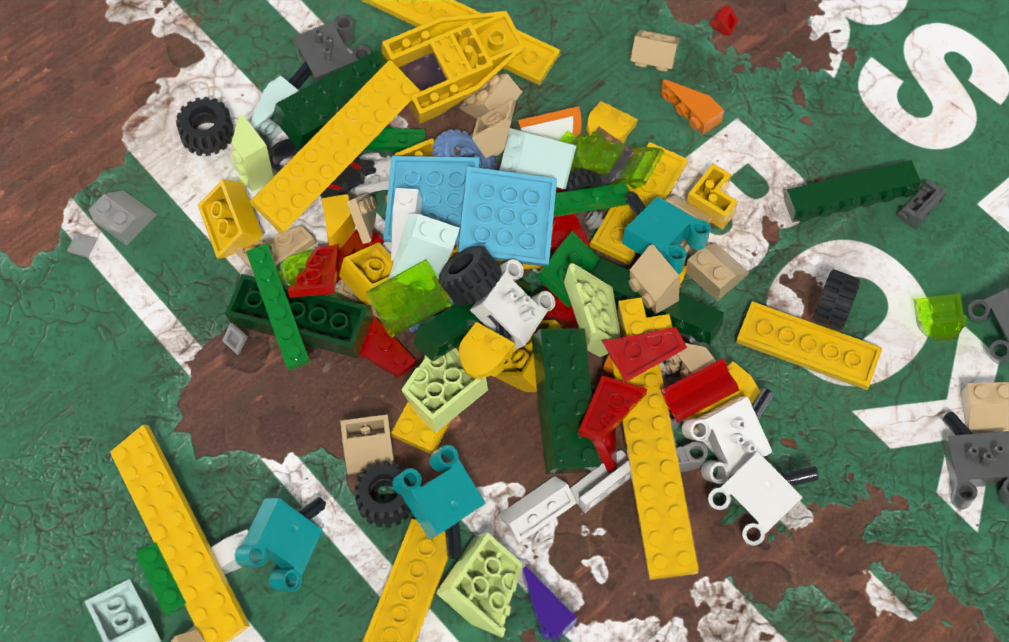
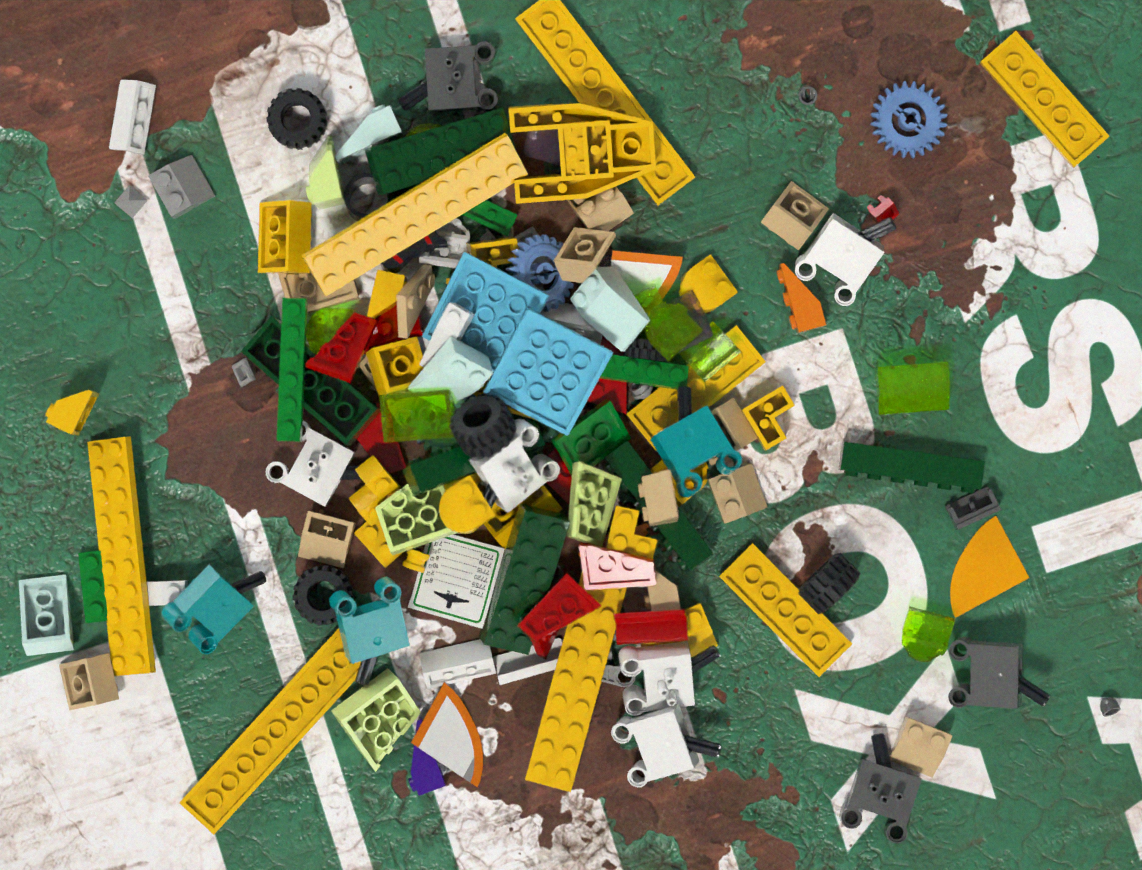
camera: 20 degrees right, 25 degrees up
(59, 178) = (132, 116): none -> white panel
(85, 424) = (72, 412): none -> yellow slope
(334, 389) = (317, 468): none -> white piece
(394, 372) = (377, 488): none -> yellow brick
(458, 433) = (416, 560): none -> yellow wheel
(503, 432) = (457, 580): none -> white sticker
(561, 574) = (451, 736): none -> sticker
(712, 52) = (845, 253): none -> white piece
(819, 133) = (912, 388): none -> clear neon green slope
(958, 250) = (985, 568): none -> light orange sticker

